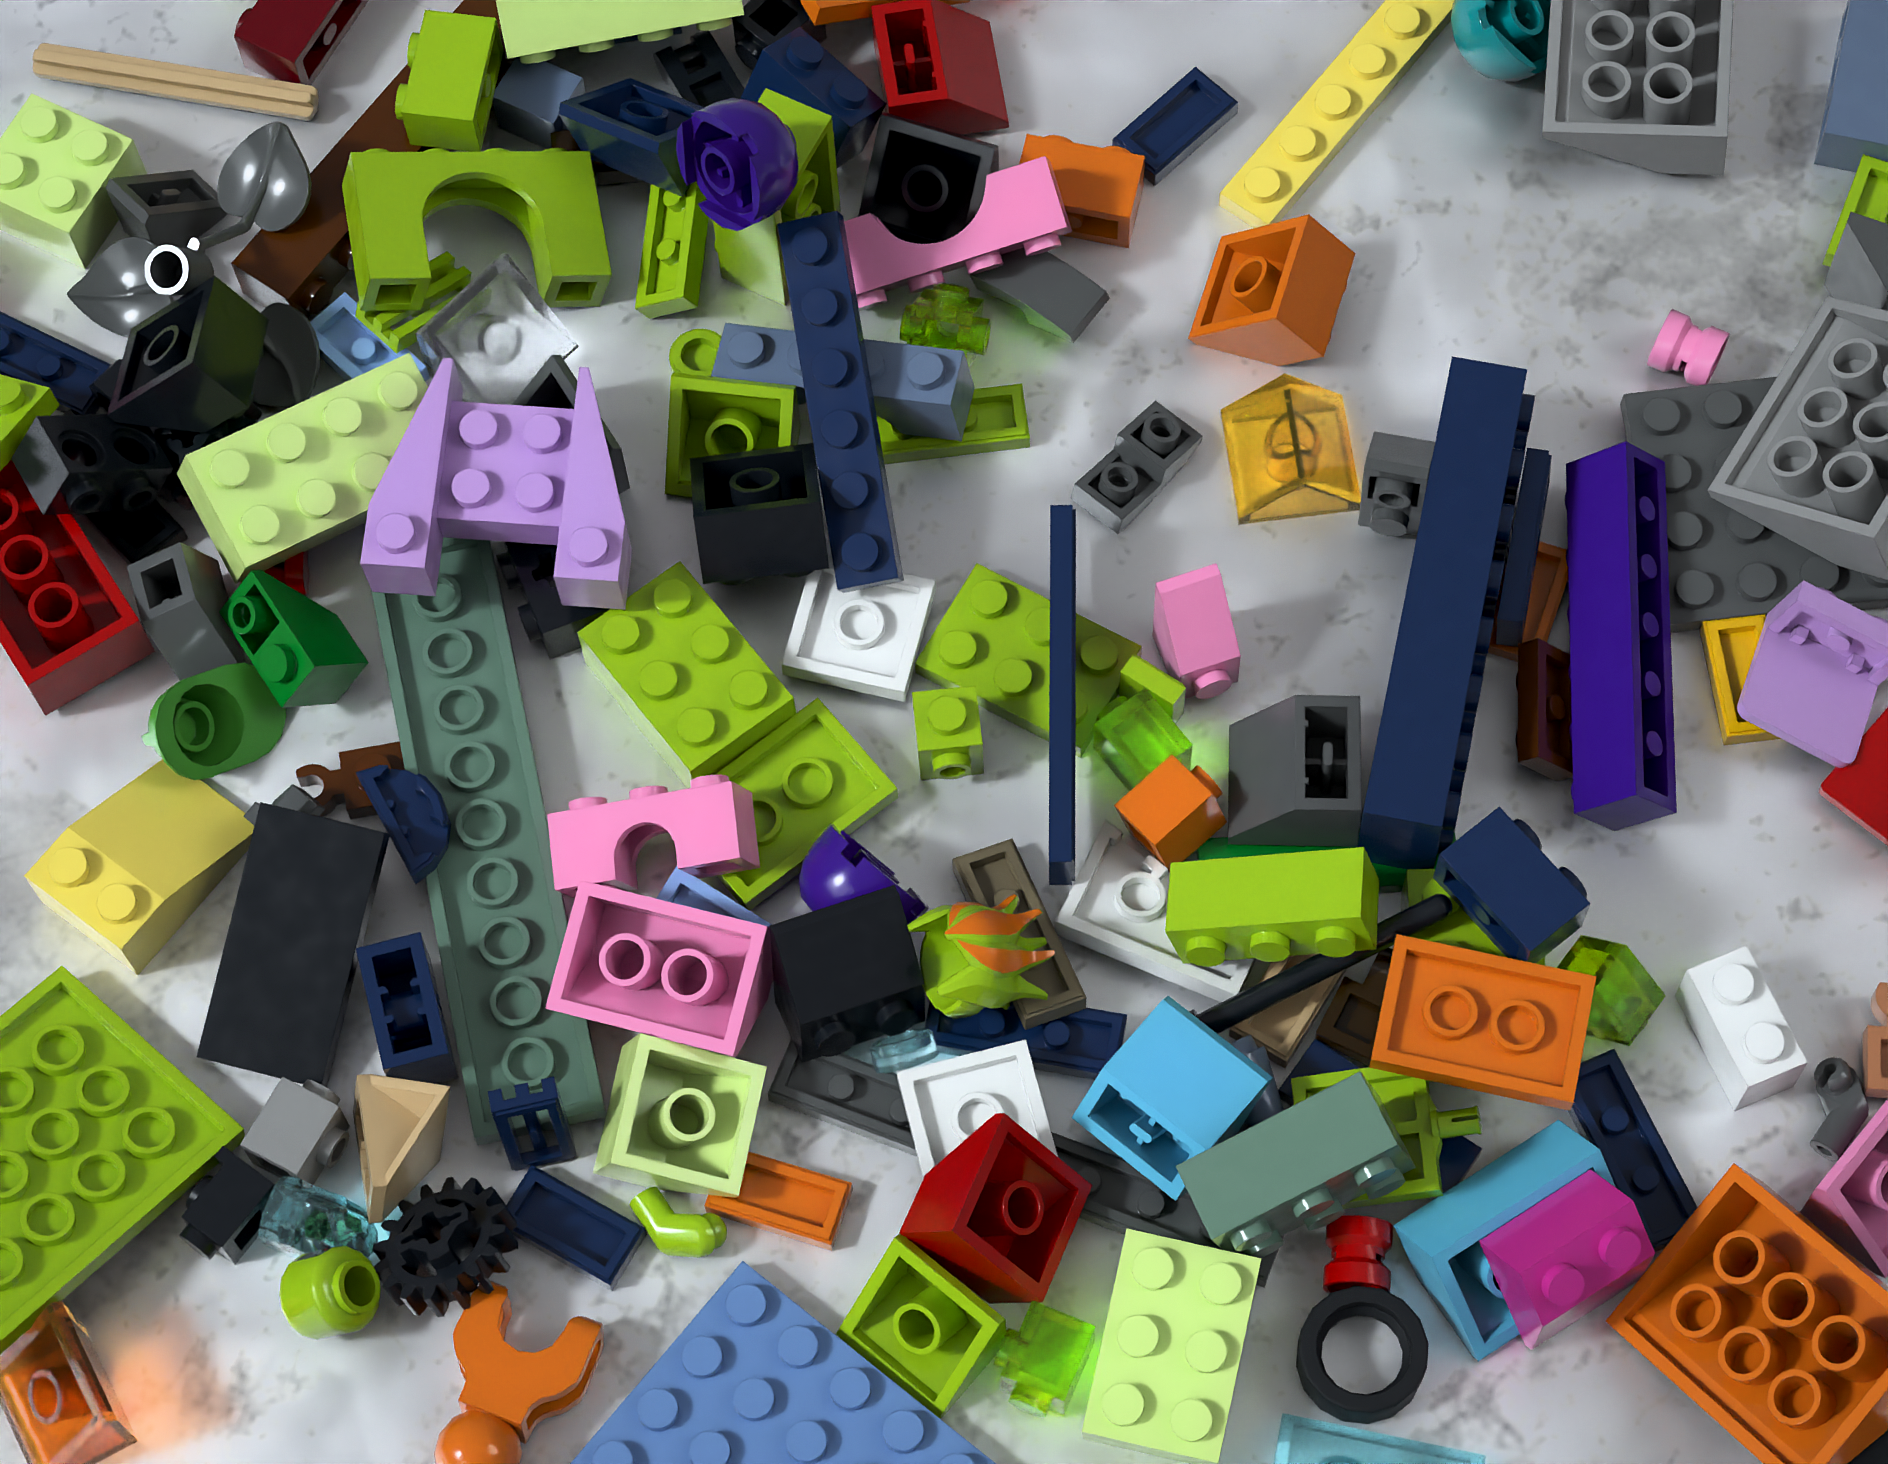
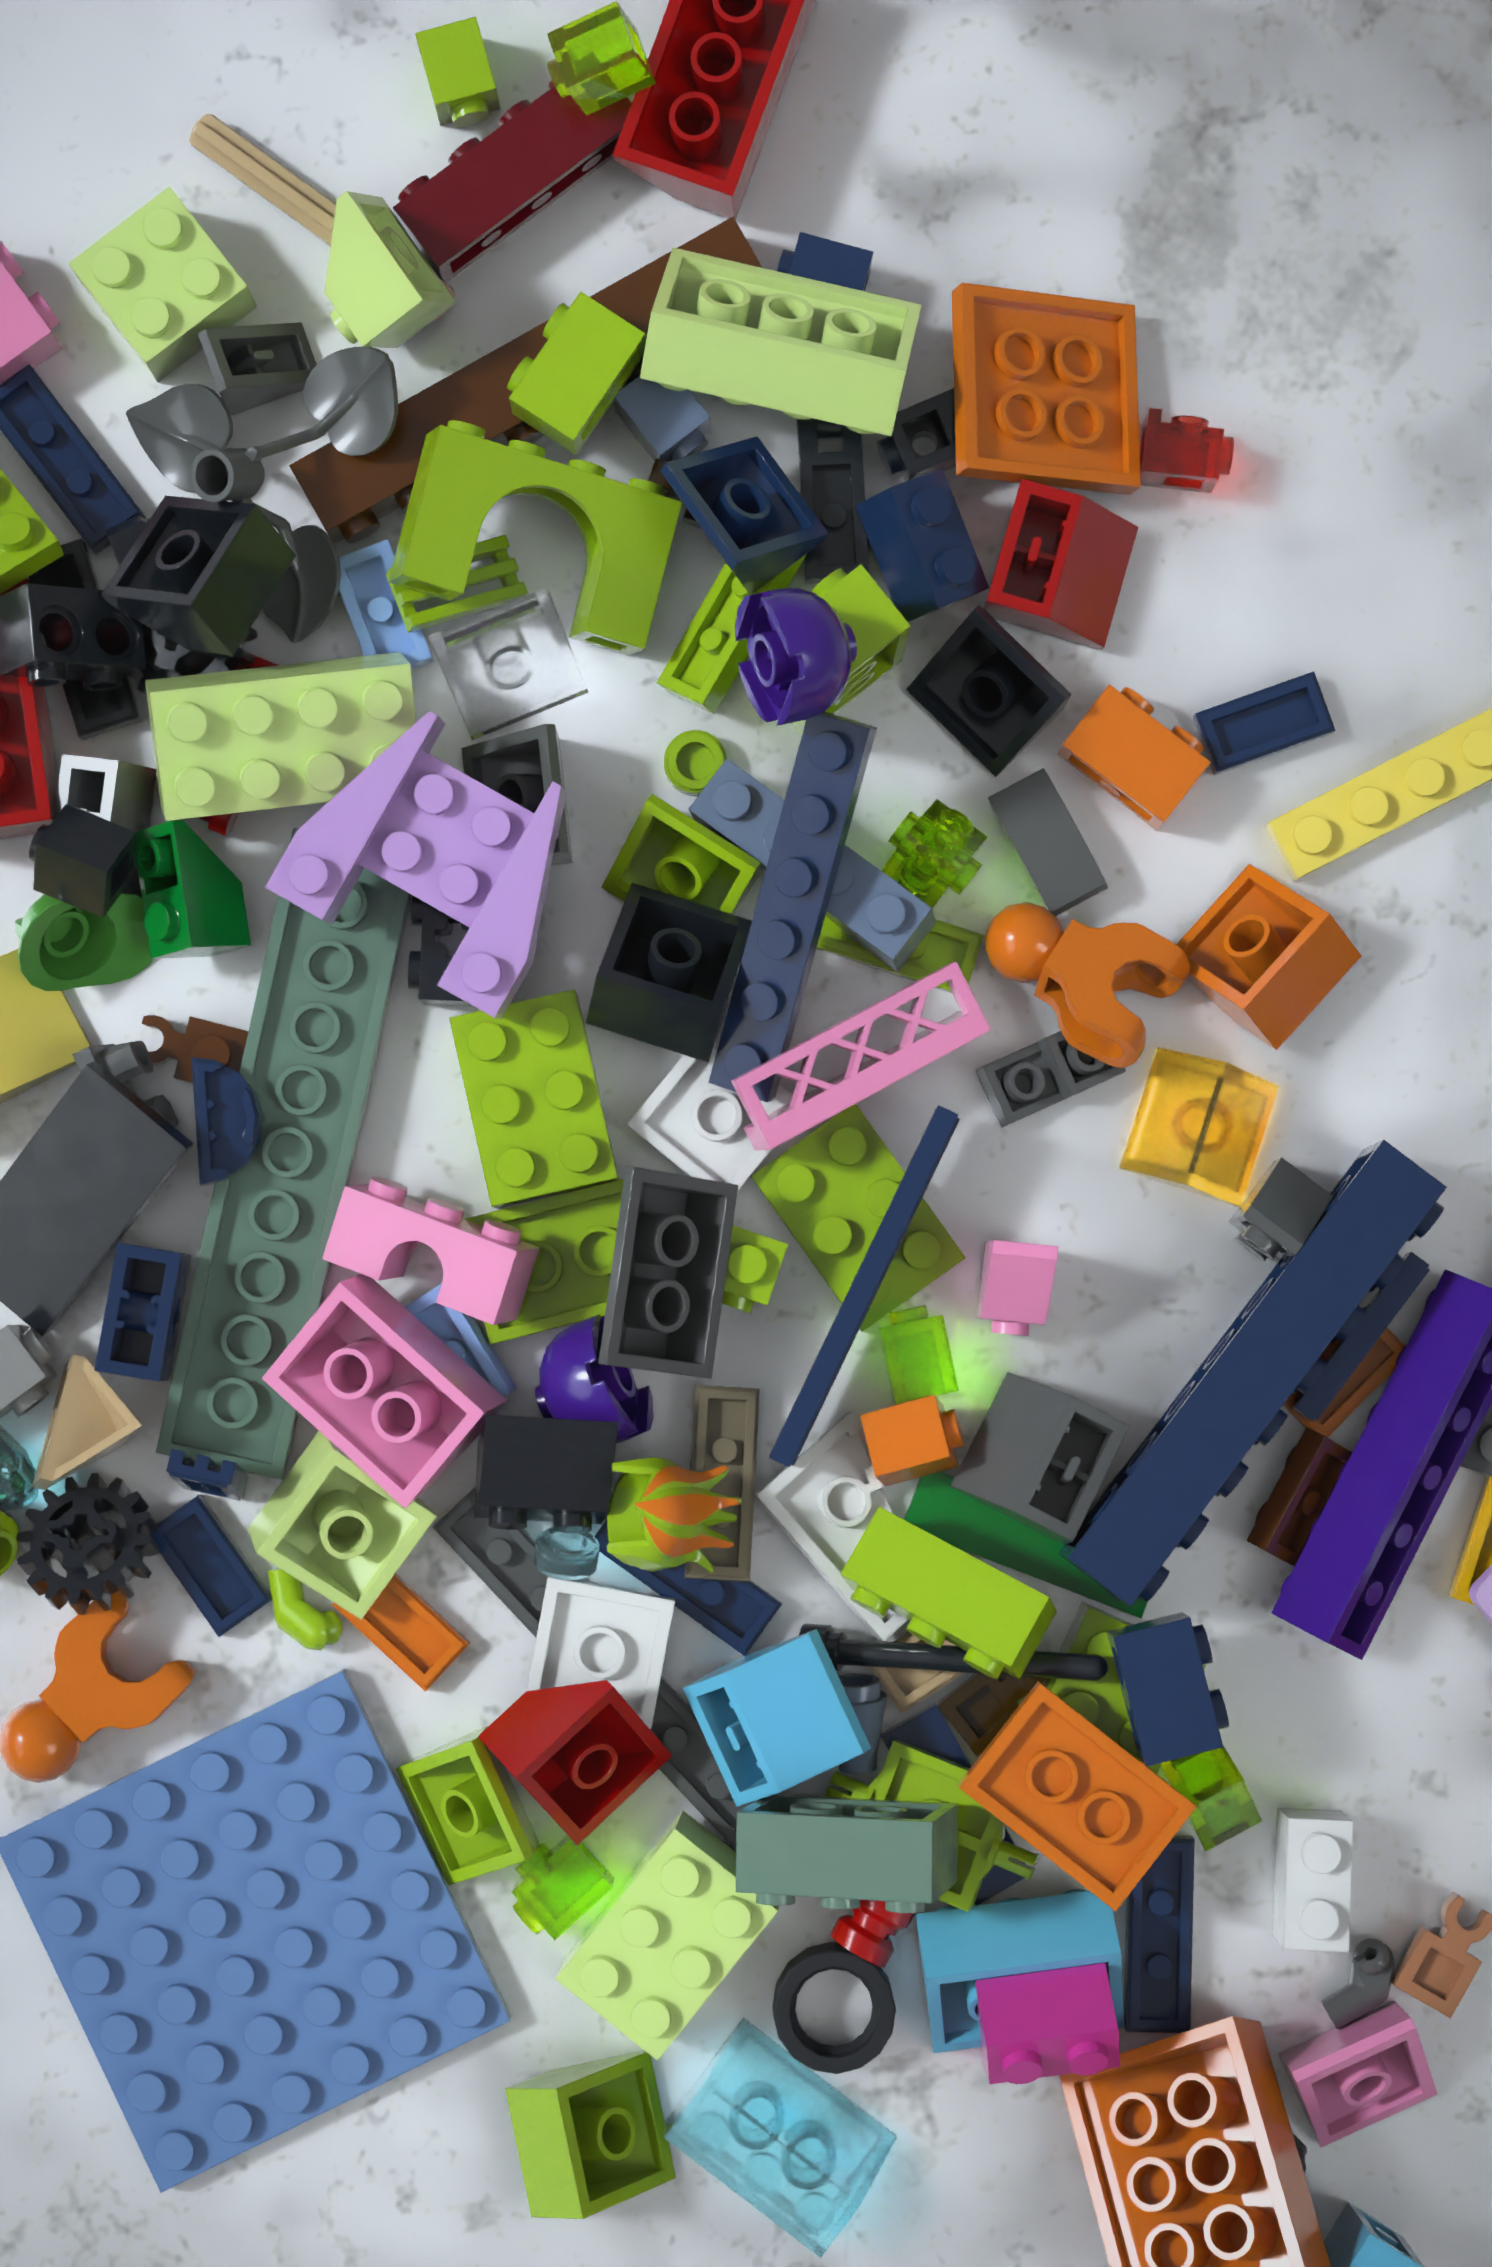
camera: 20 degrees right, 20 degrees up
(182, 638) = (82, 860): none -> black brick
(247, 76) = (379, 276): none -> yellowish green slope
(880, 745) = (668, 1273): none -> dark grey slope
(972, 529) = (865, 1078): none -> bright pink fence
(1017, 211) = (1057, 777): bright pink arch -> none
(1126, 366) = (1083, 971): none -> orange piece
(1164, 689) = (954, 1309): lime tile -> none

